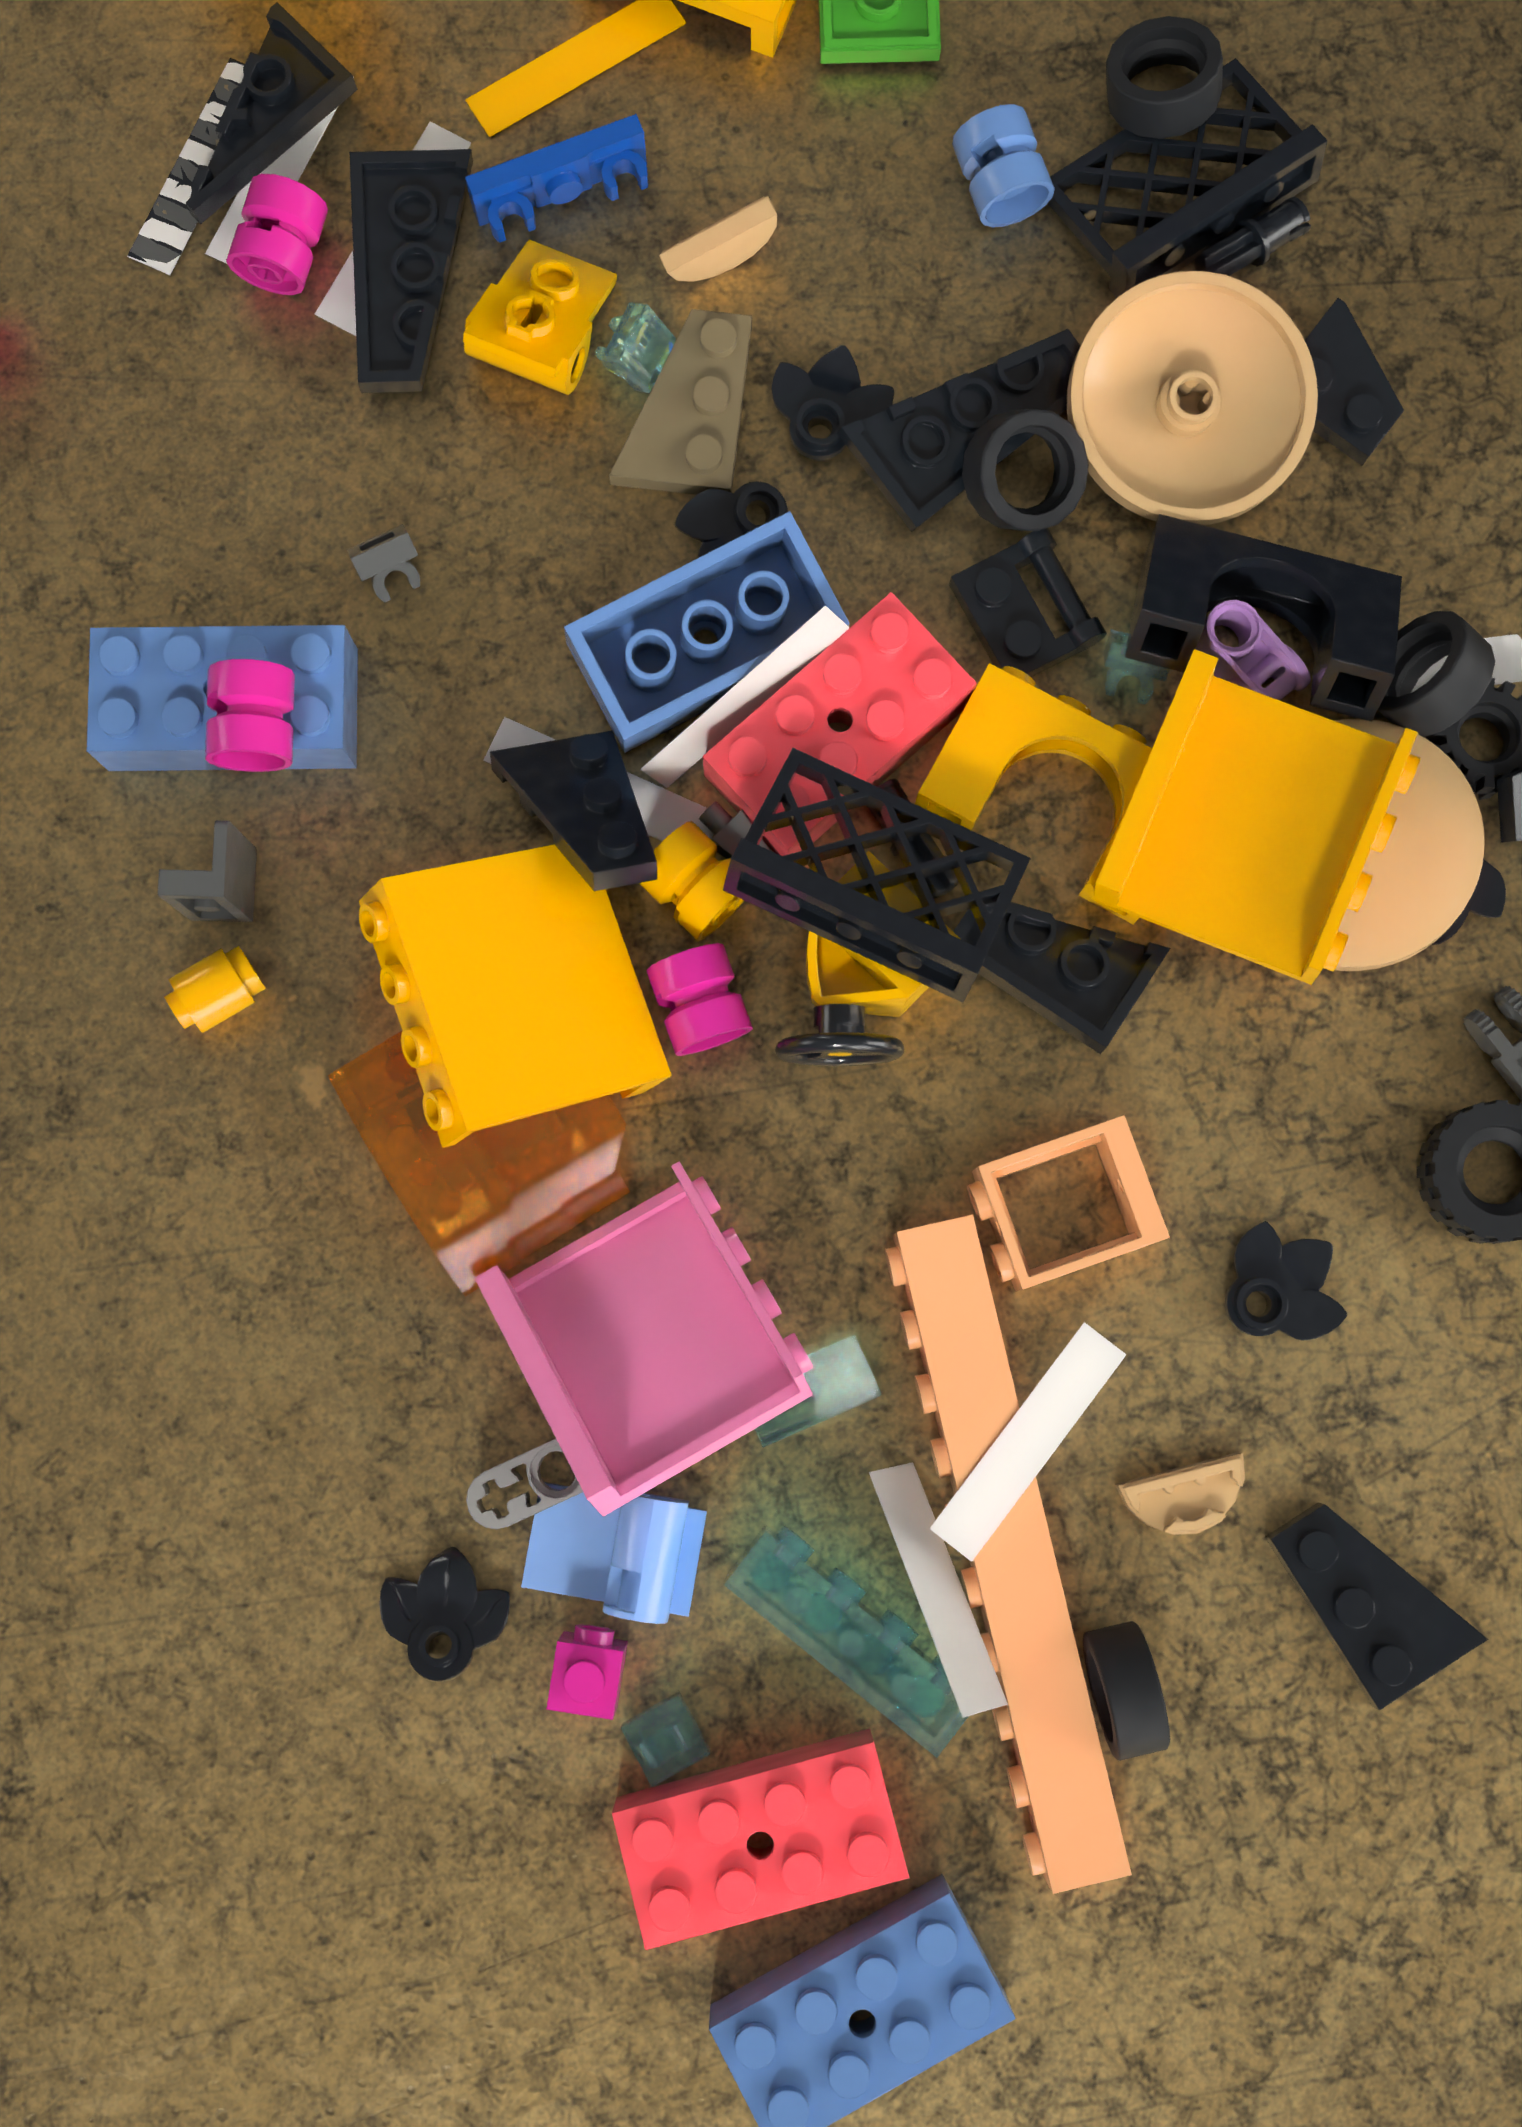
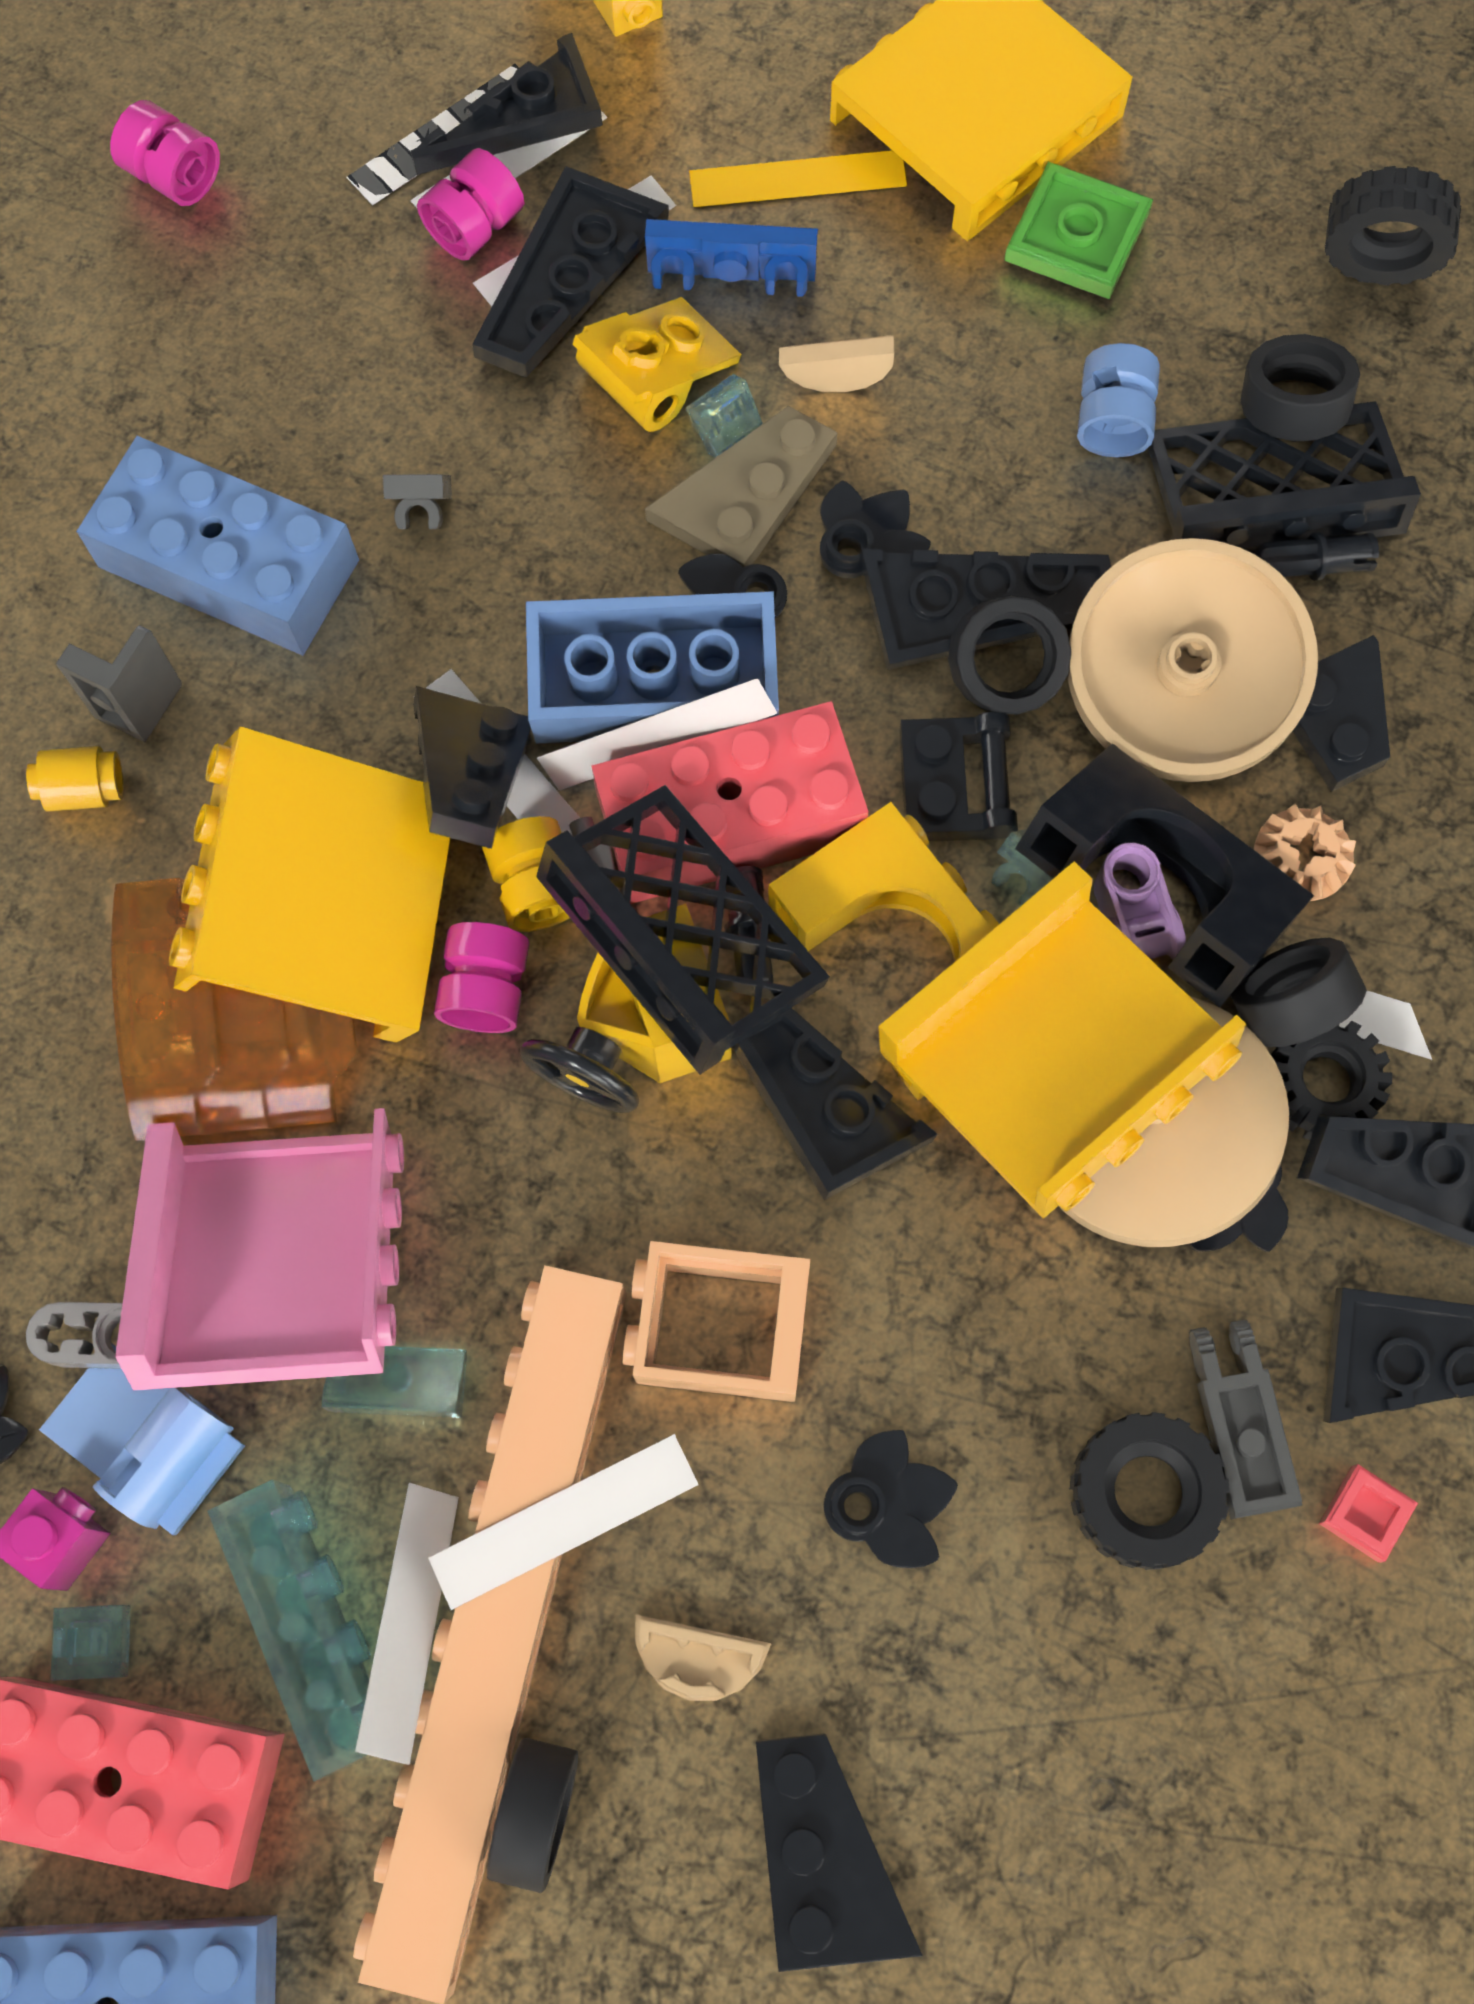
camera: 30 degrees right, 10 degrees down
(249, 719) = (218, 548): dark pink wheel -> none
(1347, 516) = (1323, 874): none -> light nougat gear

